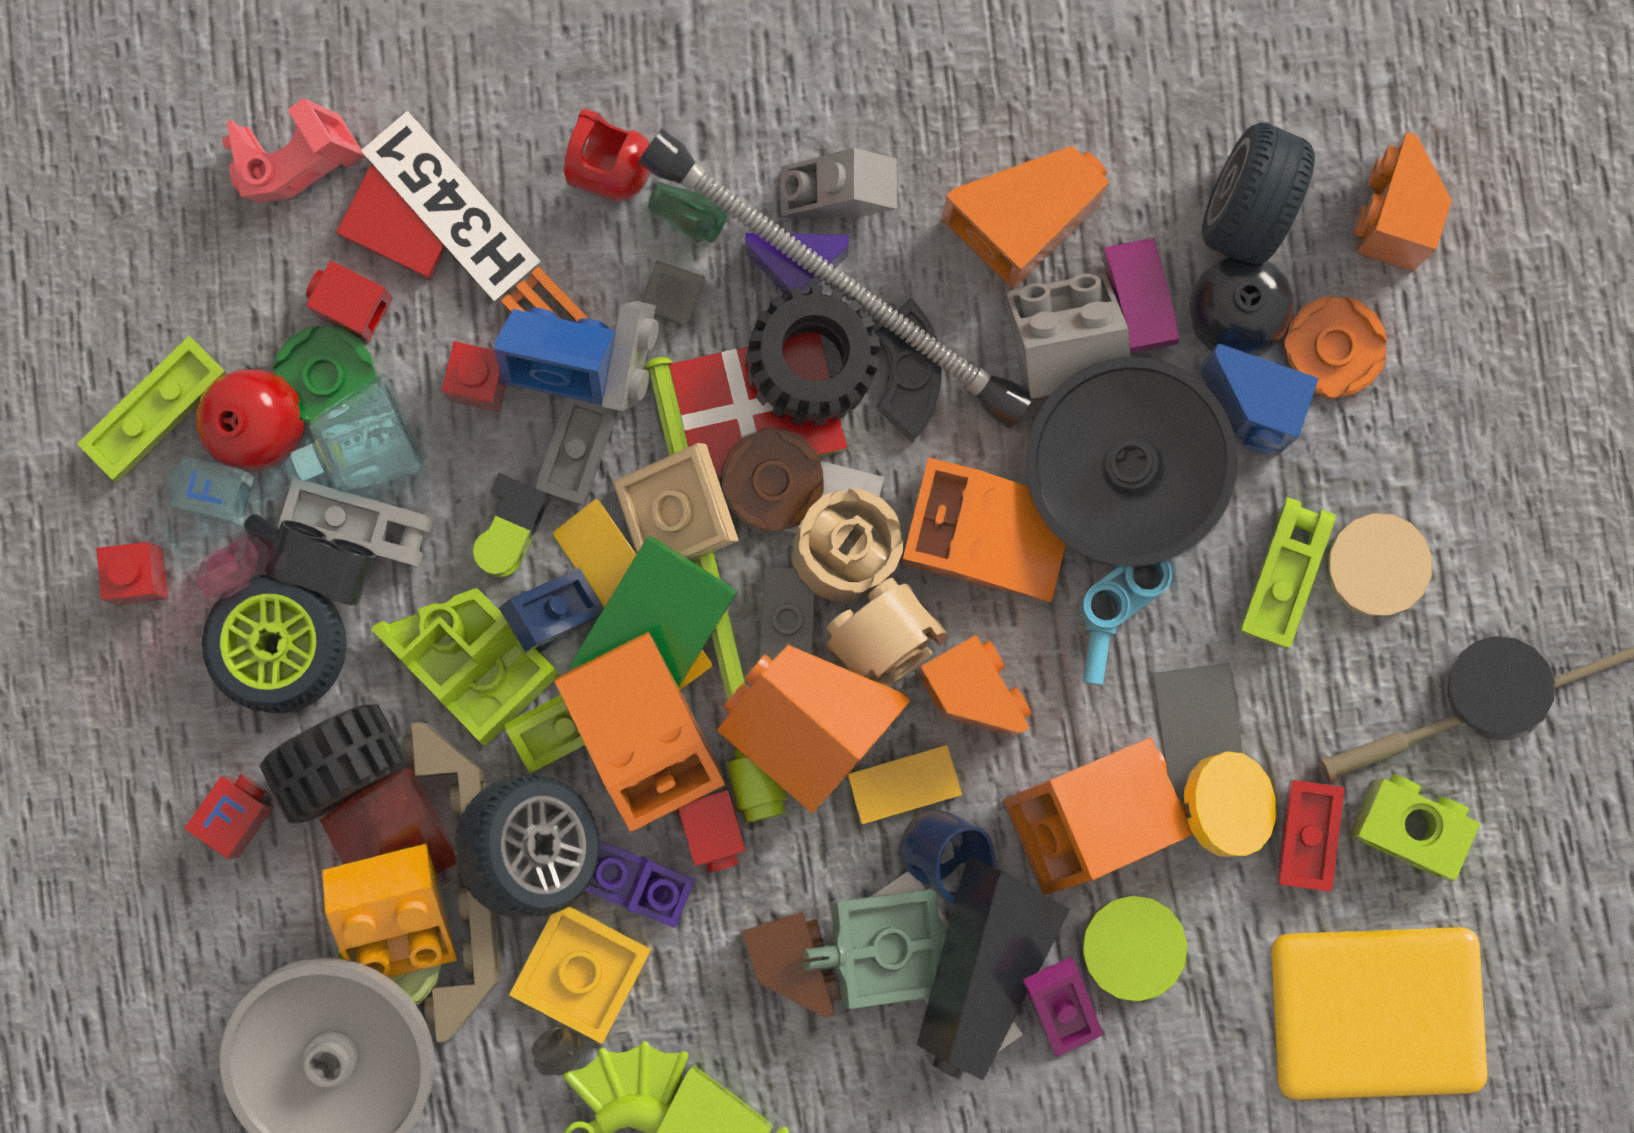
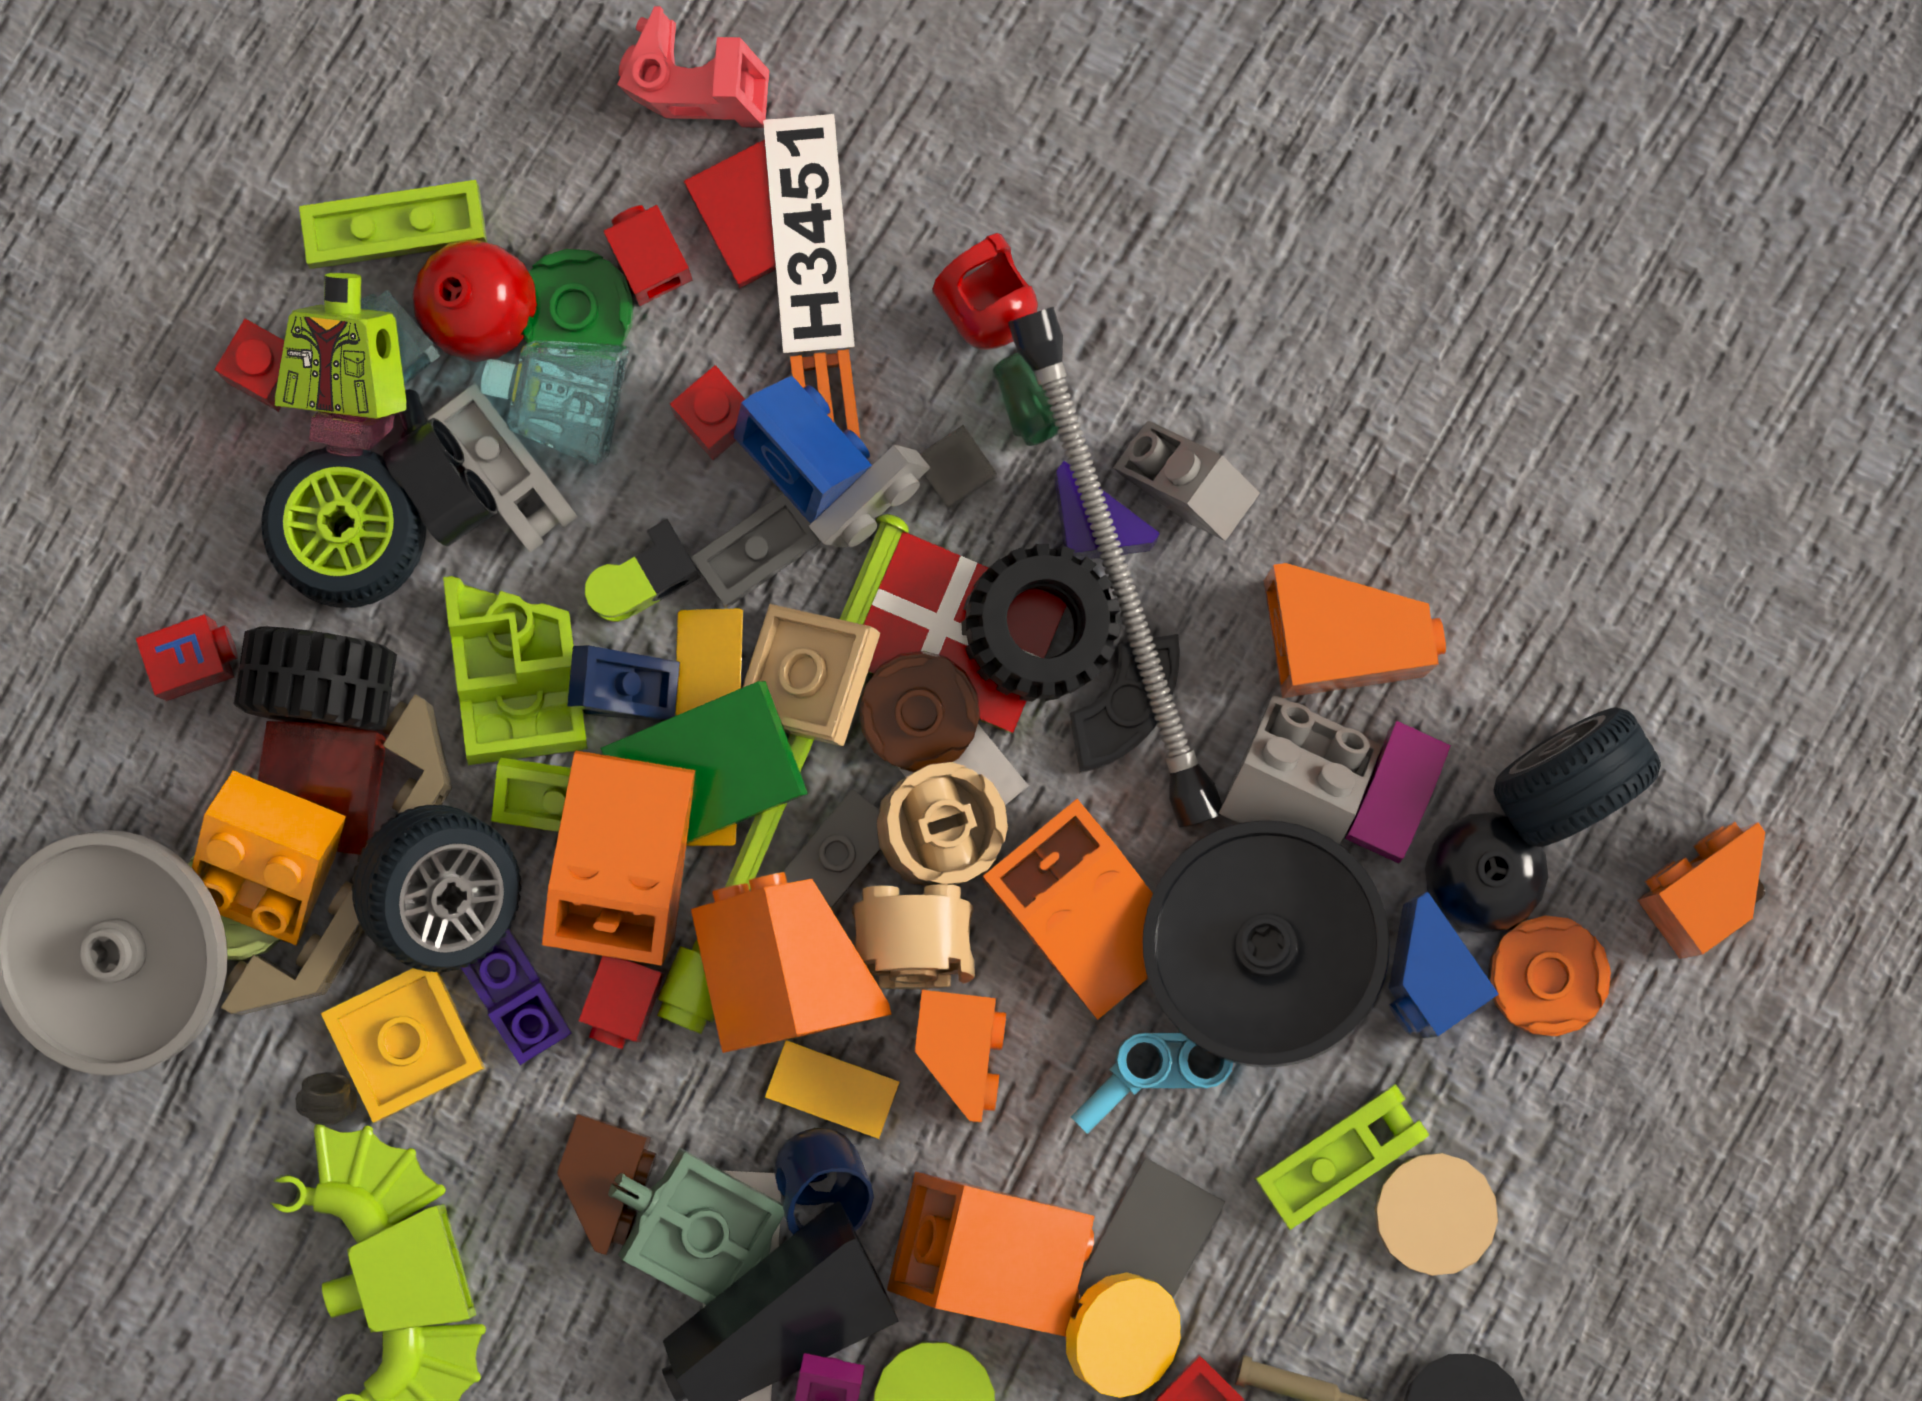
camera: 35 degrees right, 0 degrees up
(185, 523) = (341, 356): none -> lime torso

